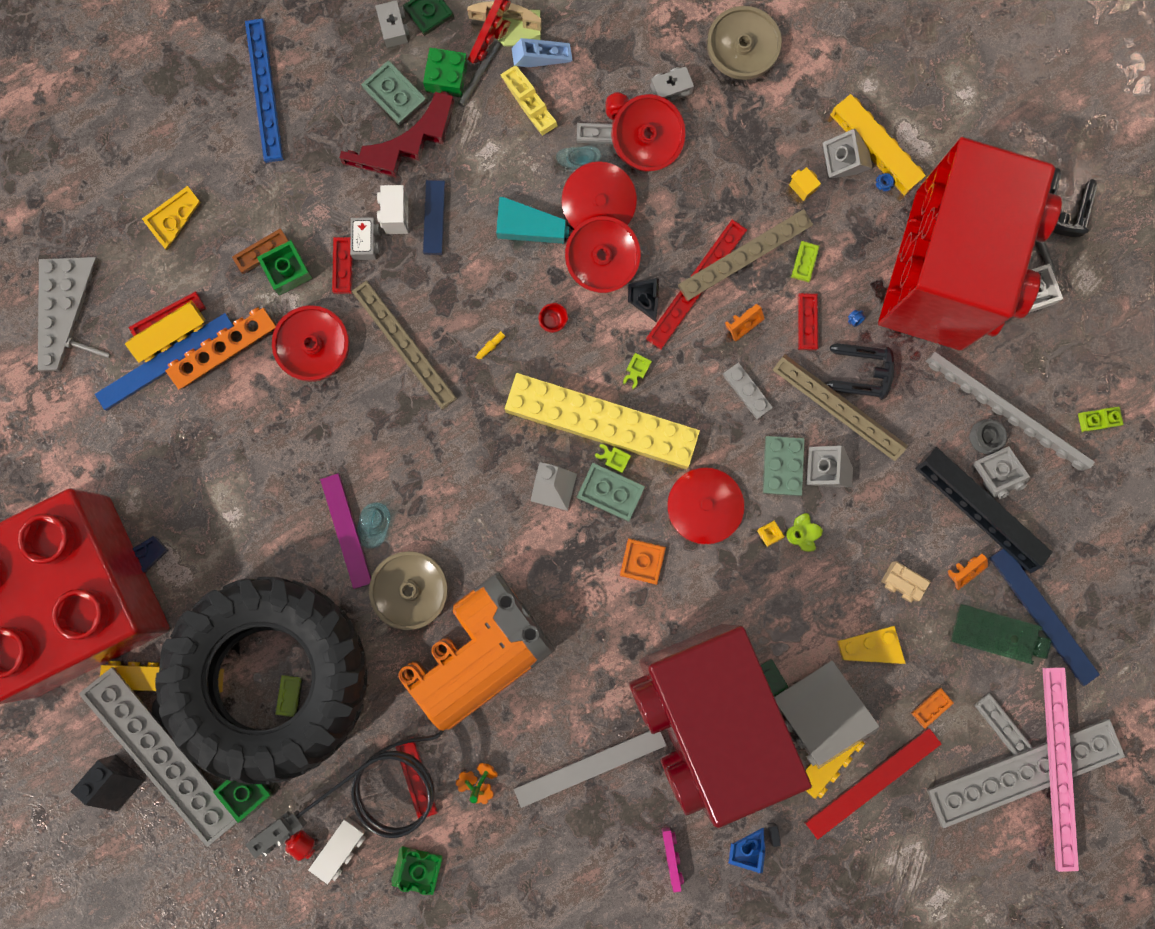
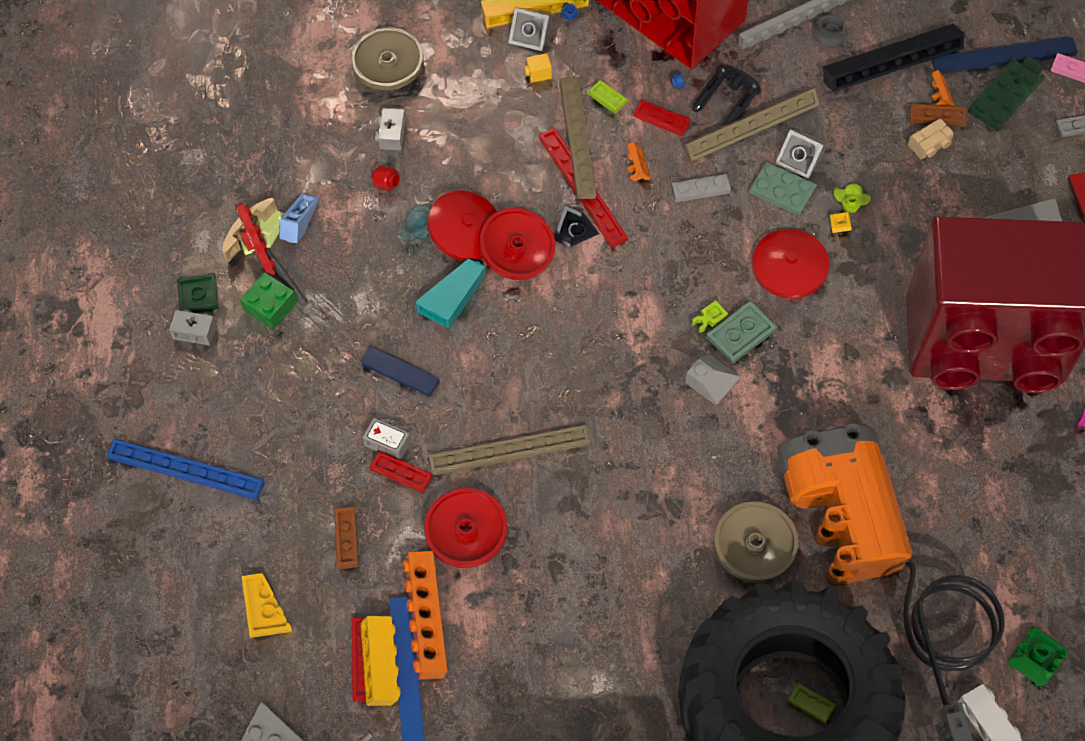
camera: 60 degrees left, 20 degrees down
(284, 267) = (377, 519): green brick -> none
(346, 531) = (668, 579): magenta tile -> none
(373, 525) = (673, 553): clear light blue piece -> none
(386, 156) = (319, 384): dark red arch -> none
(393, 209) = (376, 396): white brick -> none
(394, 93) = (260, 354): sand green plate -> none
(414, 781) = (952, 619): red tile -> none
(481, 792) = (982, 561): orange plant -> none
(490, 345) = (550, 375): yellow piece -> none
(529, 100) = (335, 246): light yellow slope -> none
(553, 317) = (553, 309): red hair -> none
(588, 767) = (995, 461): light grey tile -> none
(594, 133) = (402, 201): light grey tile -> none
(602, 421) = (670, 311): light yellow brick -> none
(637, 368) = (636, 262): lime plate -> none
(642, 561) = (818, 335): orange tile -> none
(648, 132) = (425, 162): red dish -> none
(873, 647) = (977, 188): yellow wing -> none
(932, 708) = (1051, 166): orange plate -> none
(938, 577) = (929, 113): none -> dark orange plate
(1002, 473) = (867, 32): light grey plate -> none

